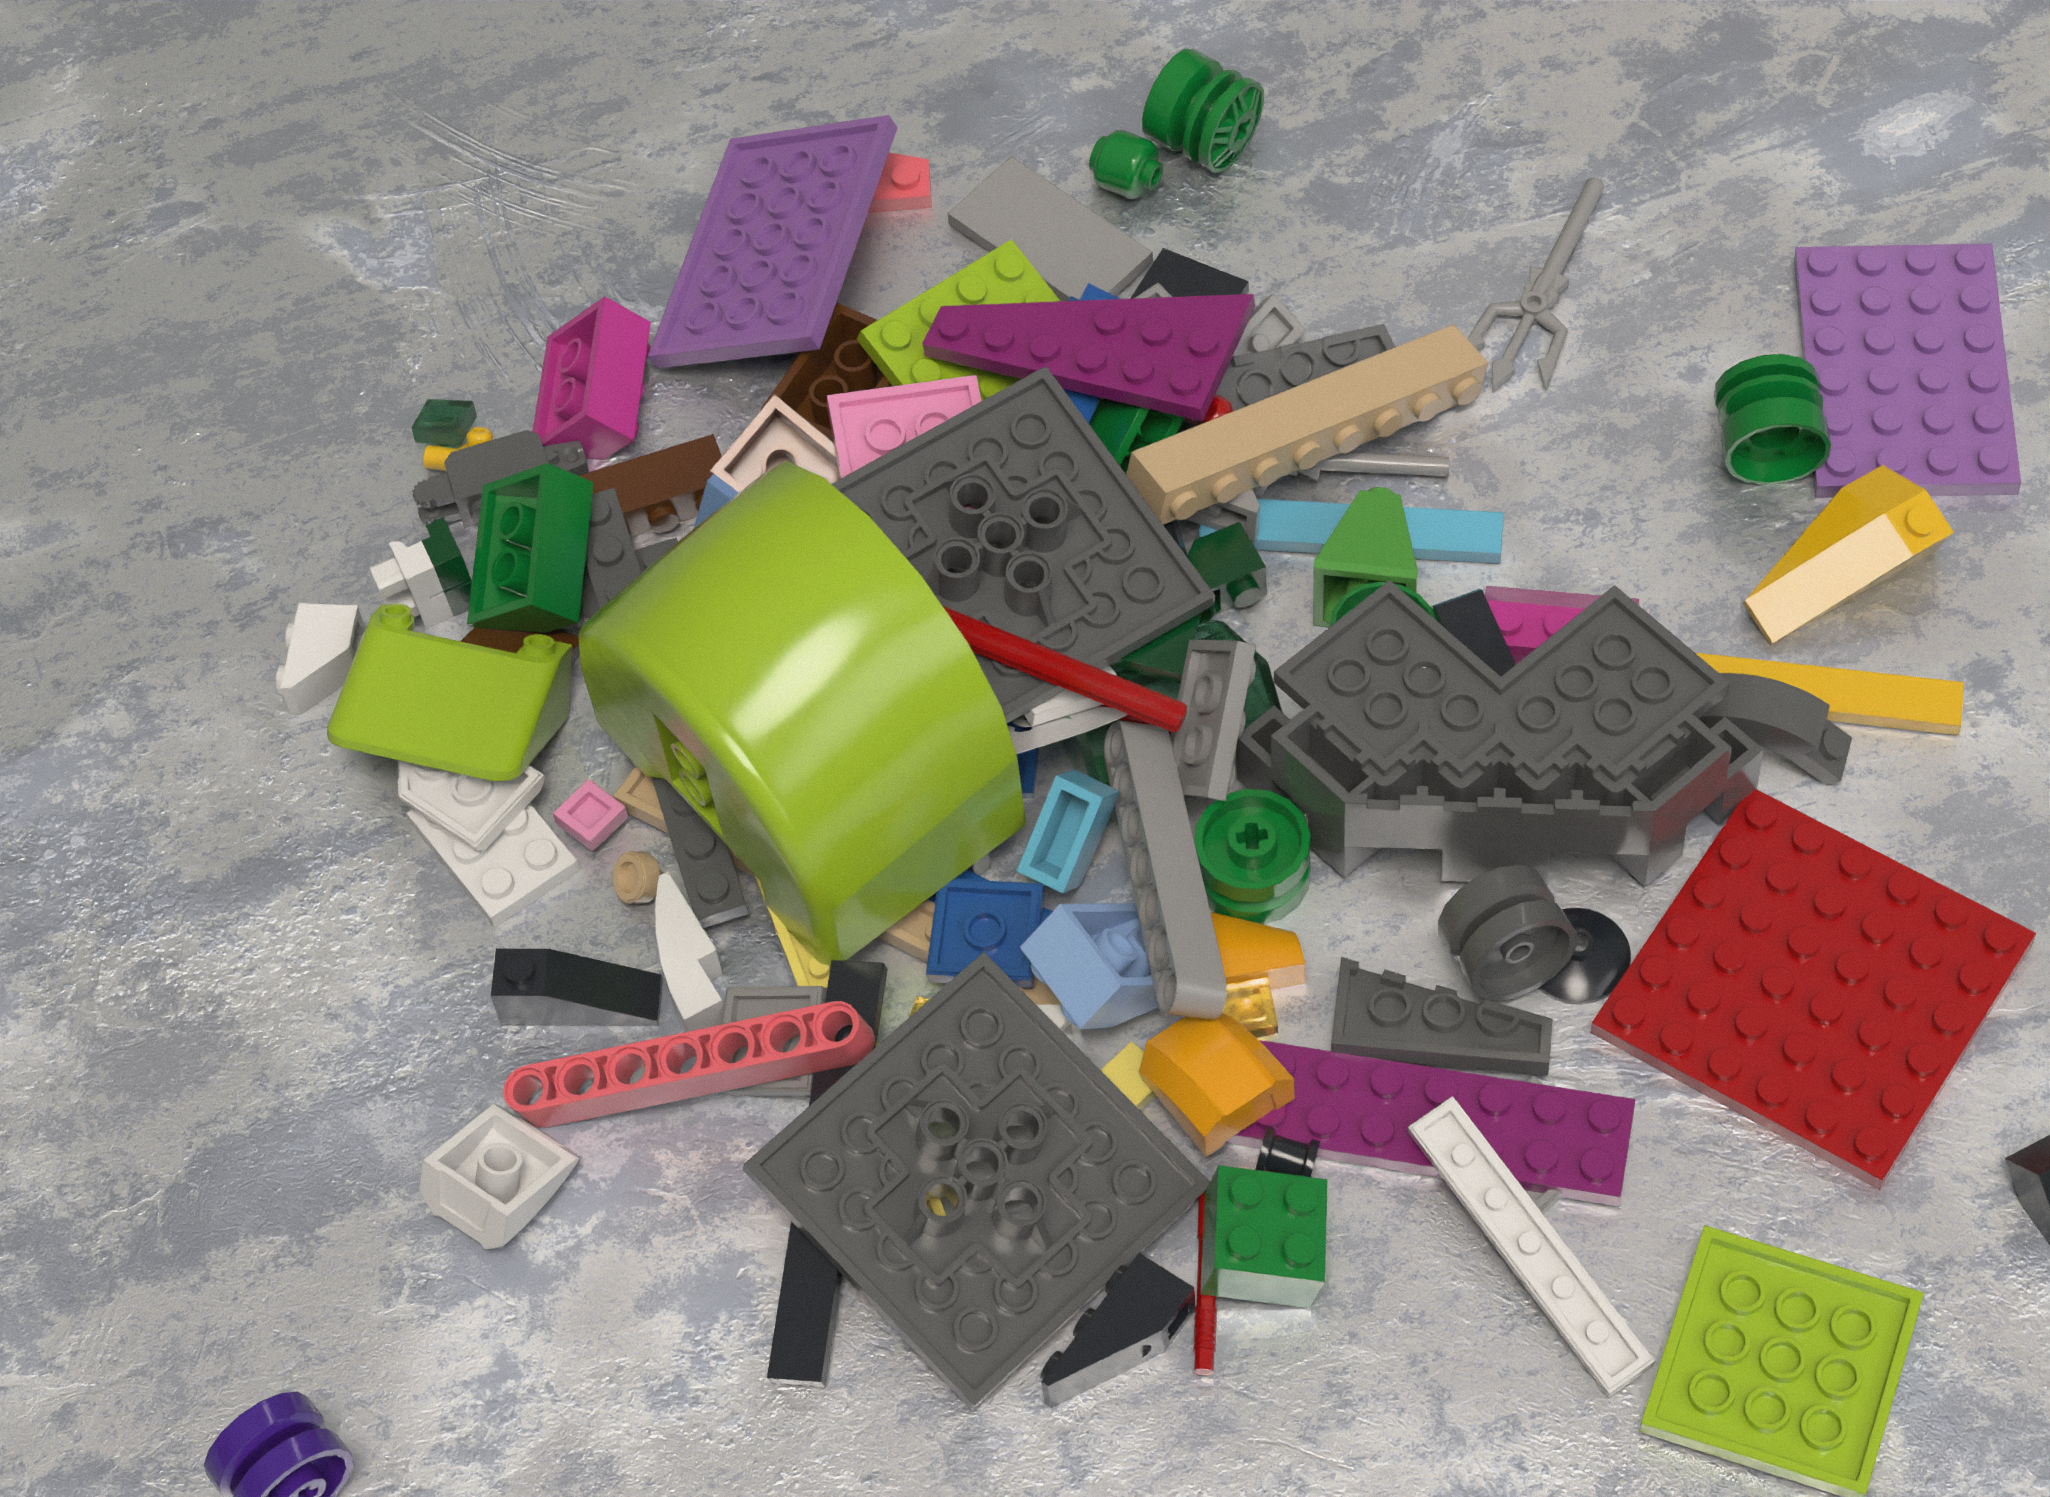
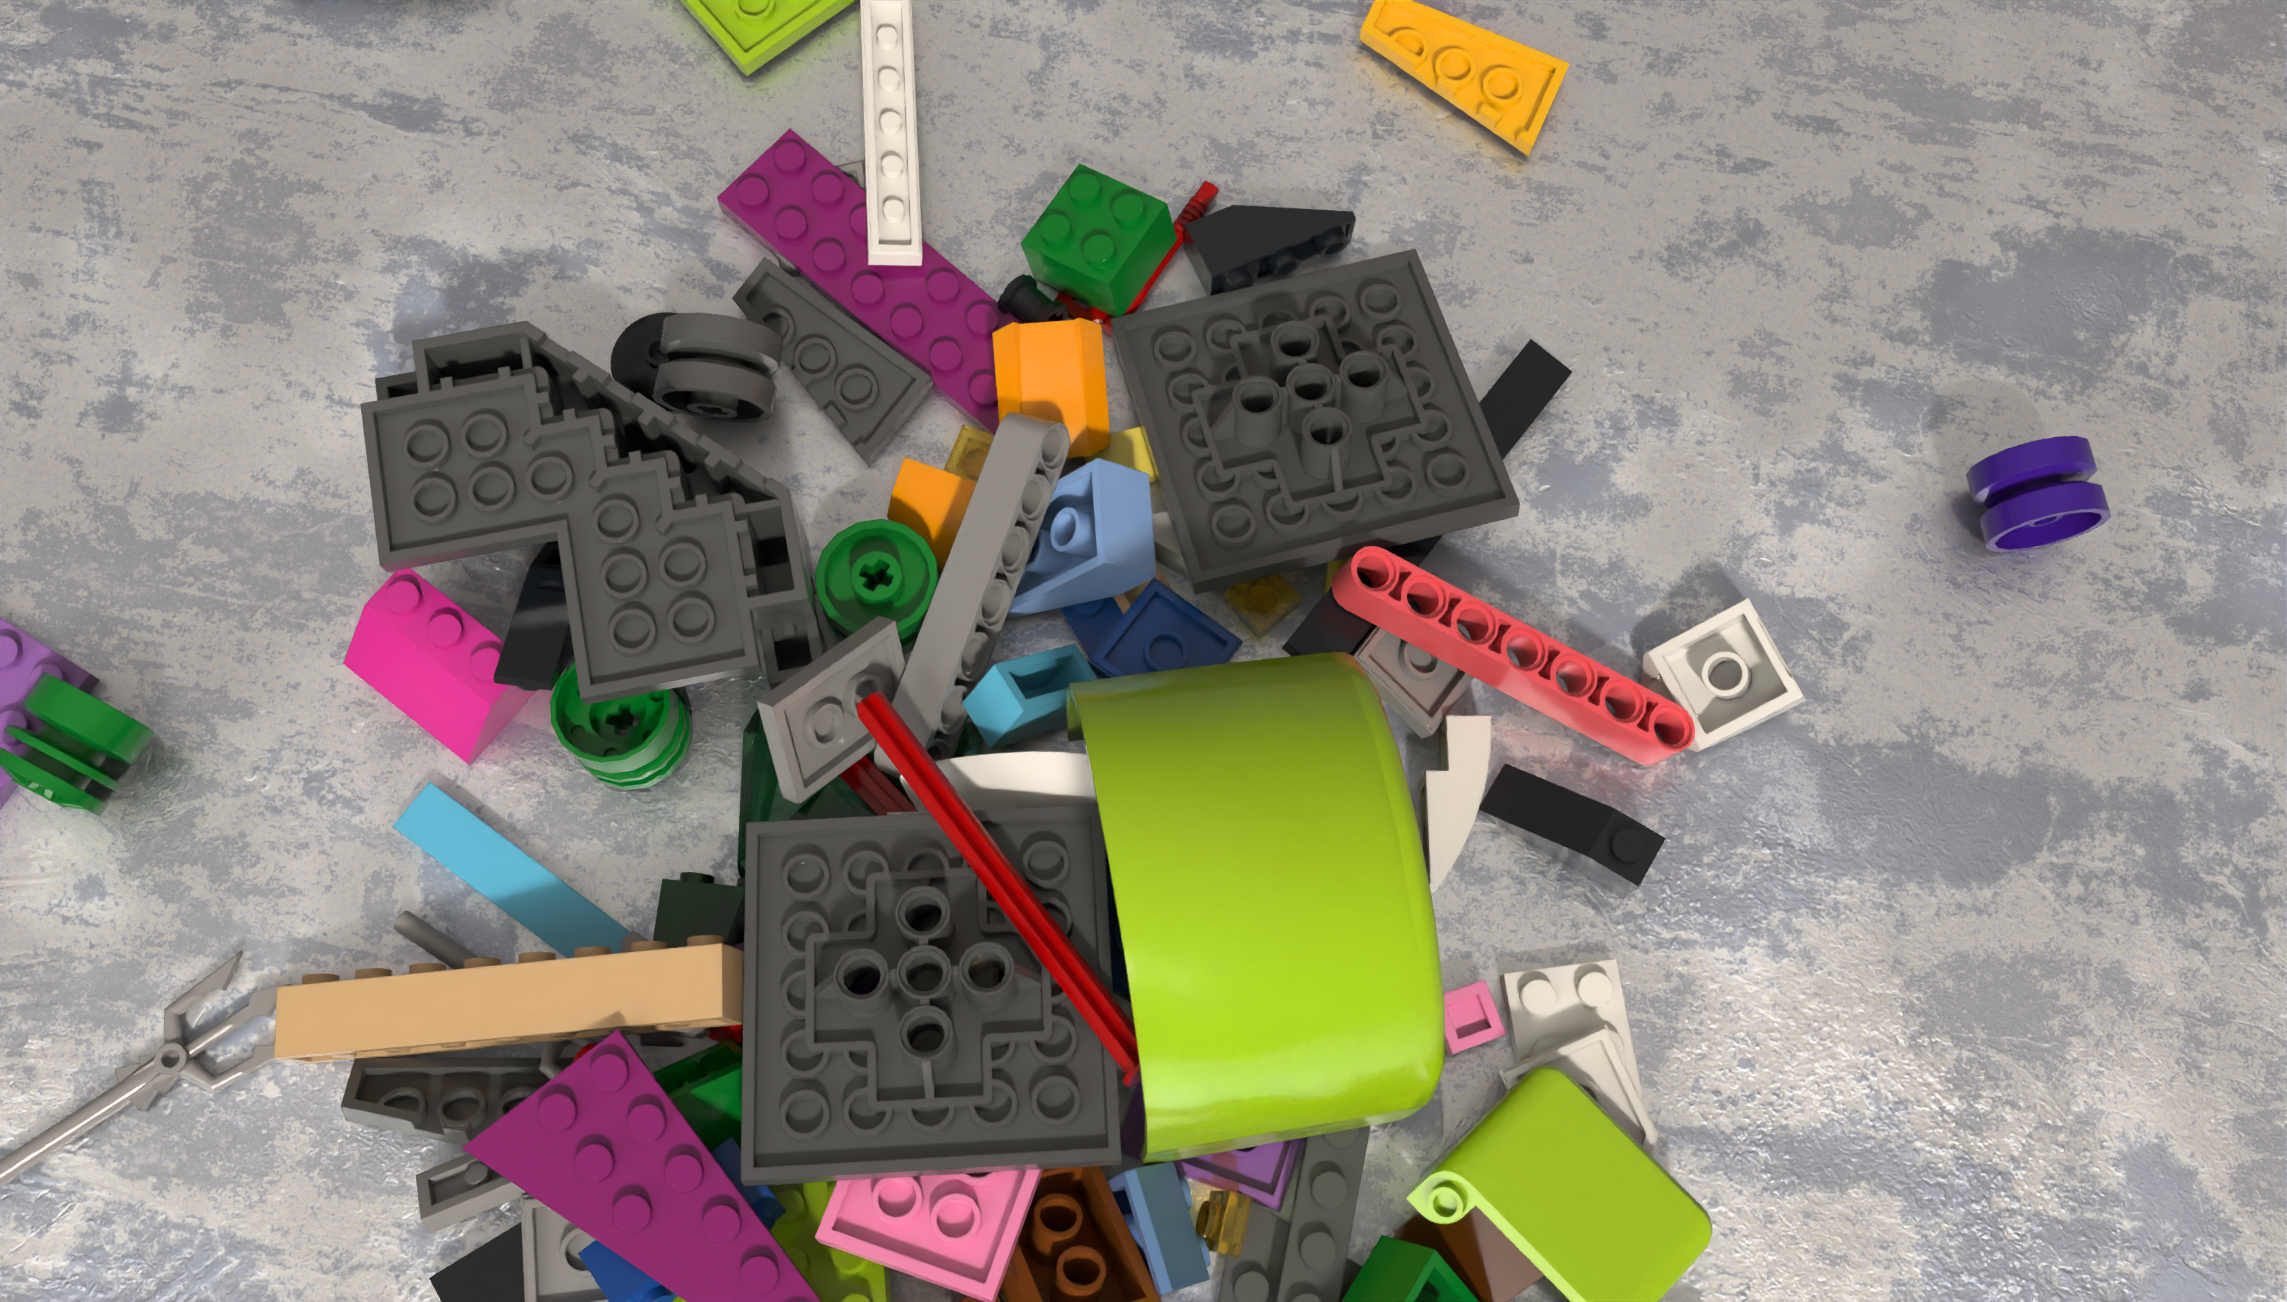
camera: 160 degrees left, 15 degrees up
(636, 877) = (1456, 916): tan tile -> none
(1364, 549) = (556, 825): bright green slope -> none
(1785, 722) = (333, 434): dark grey arch -> none
(1814, 986) = (496, 210): red plate -> none
(1850, 547) = (102, 575): yellow wedge -> none
(1863, 695) = (270, 475): yellow tile -> none

